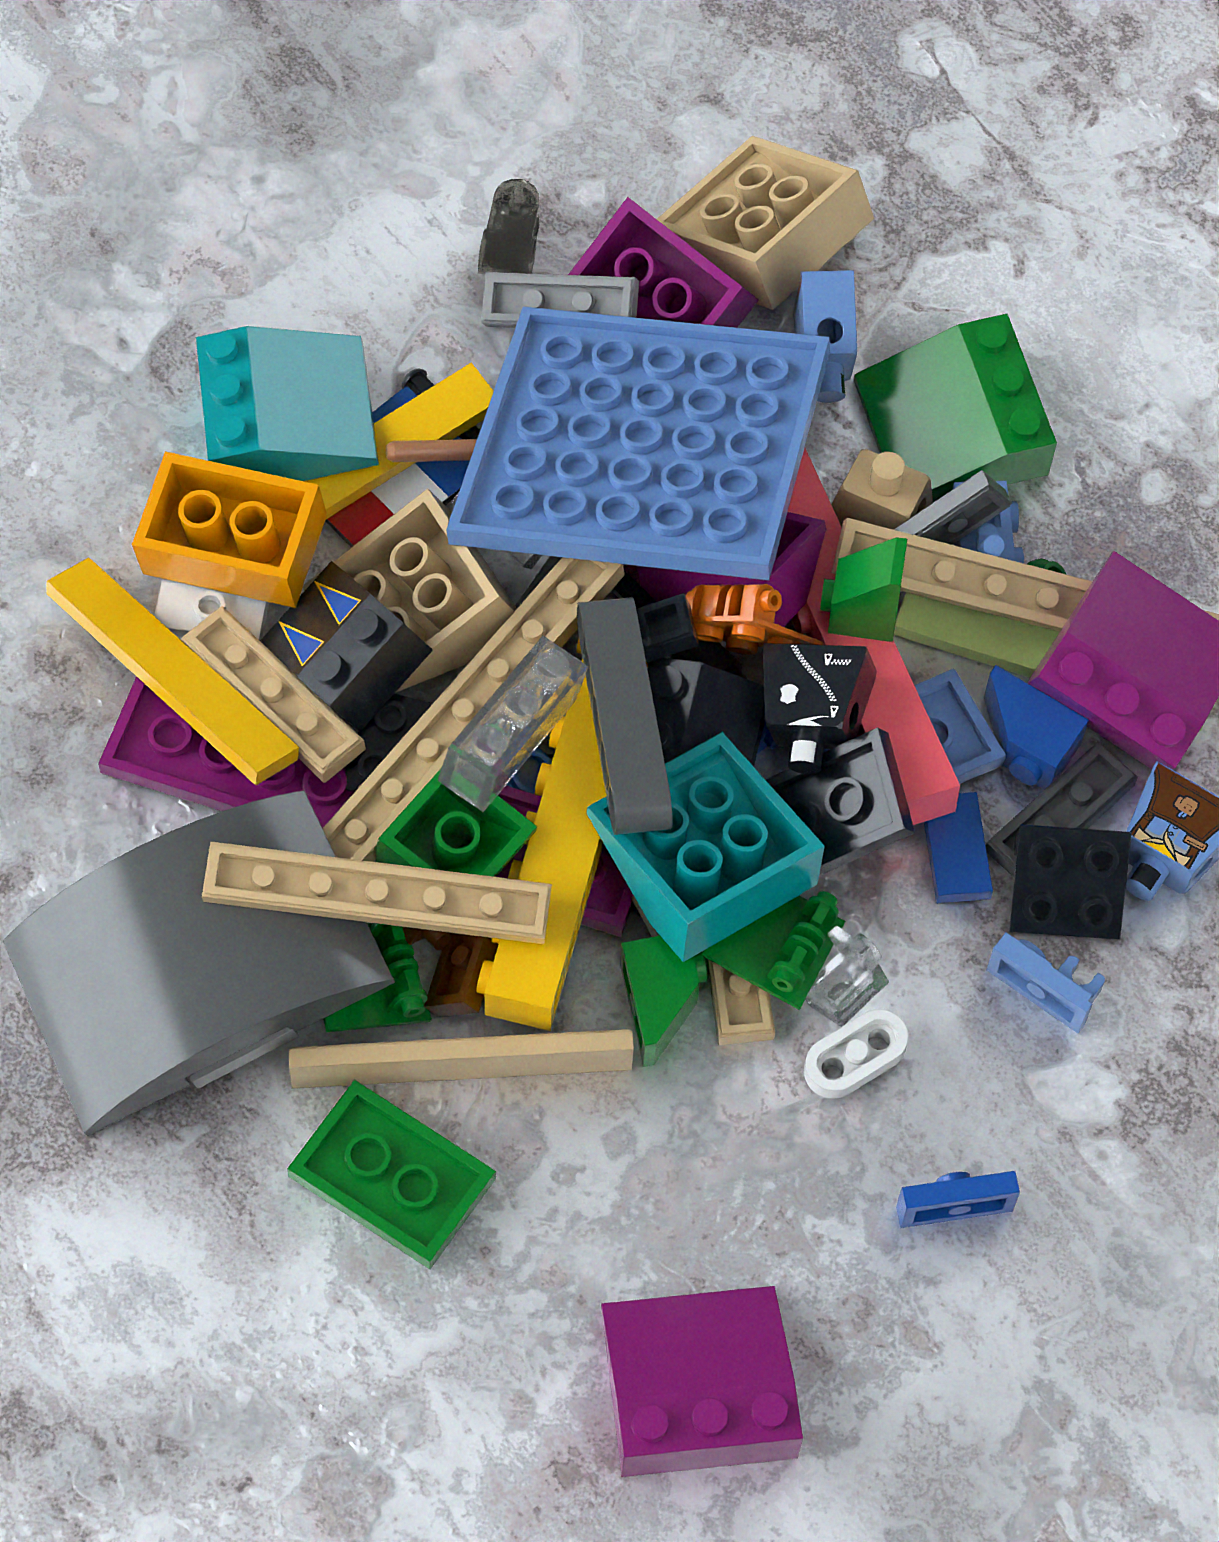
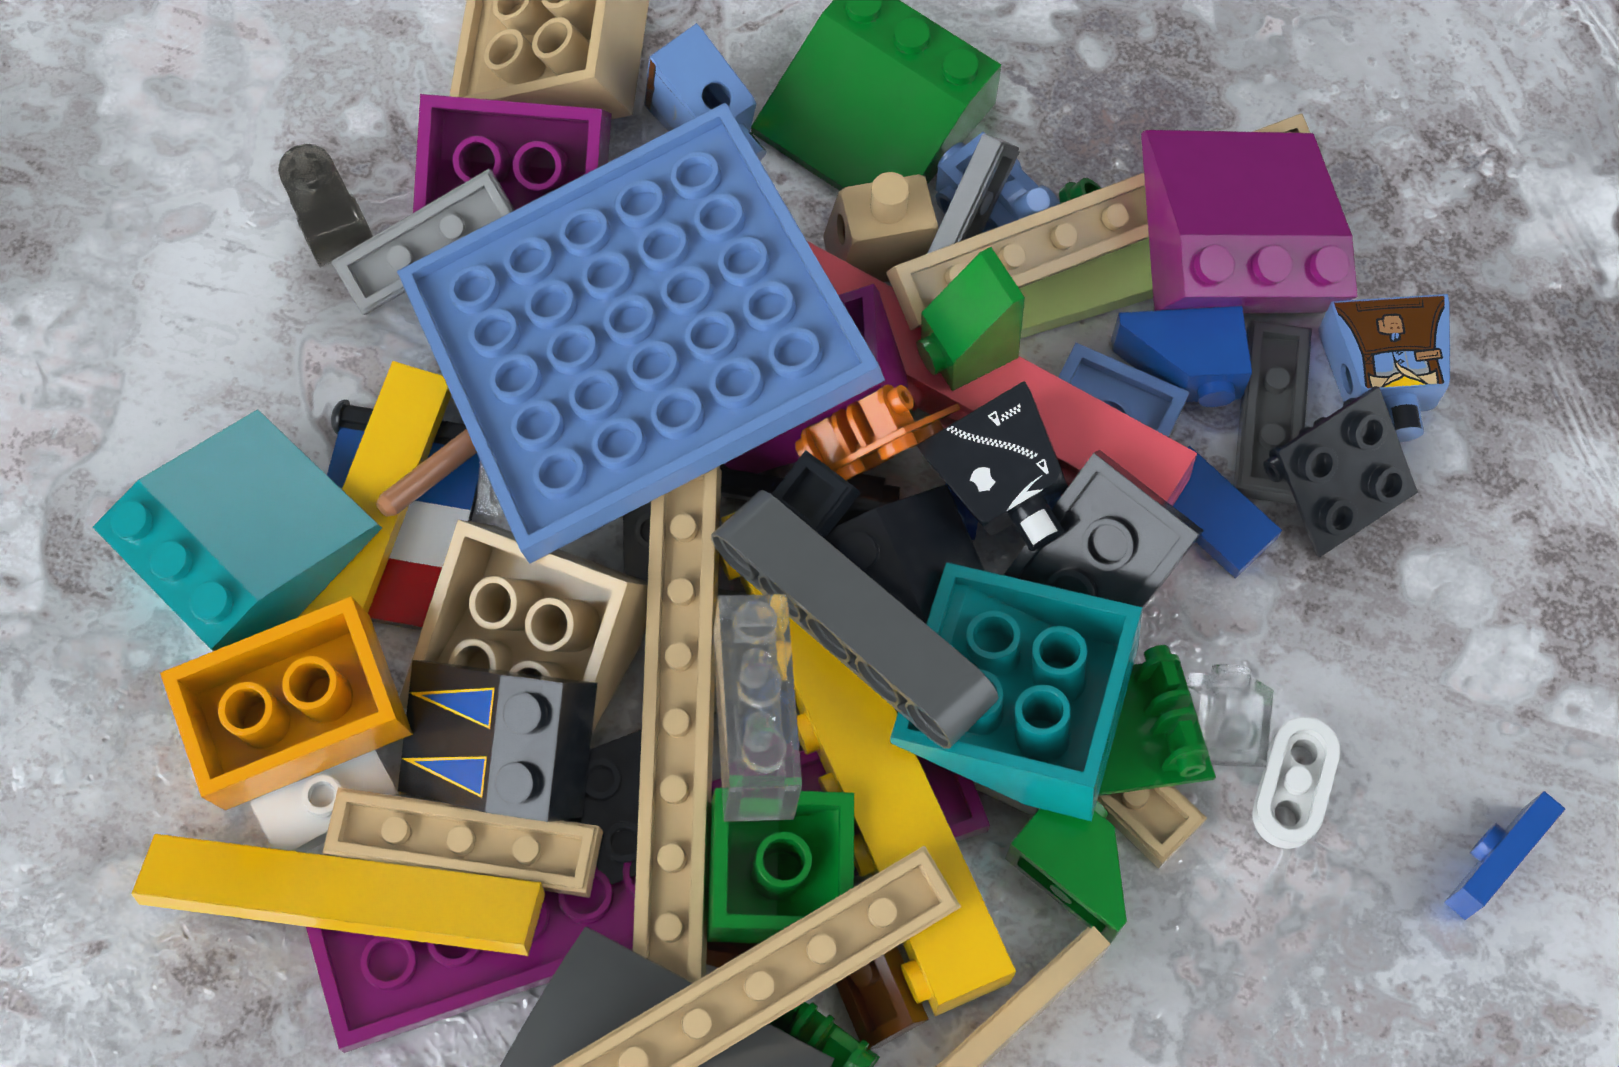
camera: 35 degrees left, 5 degrees up
(1030, 974) = (1411, 584): medium blue plate -> none

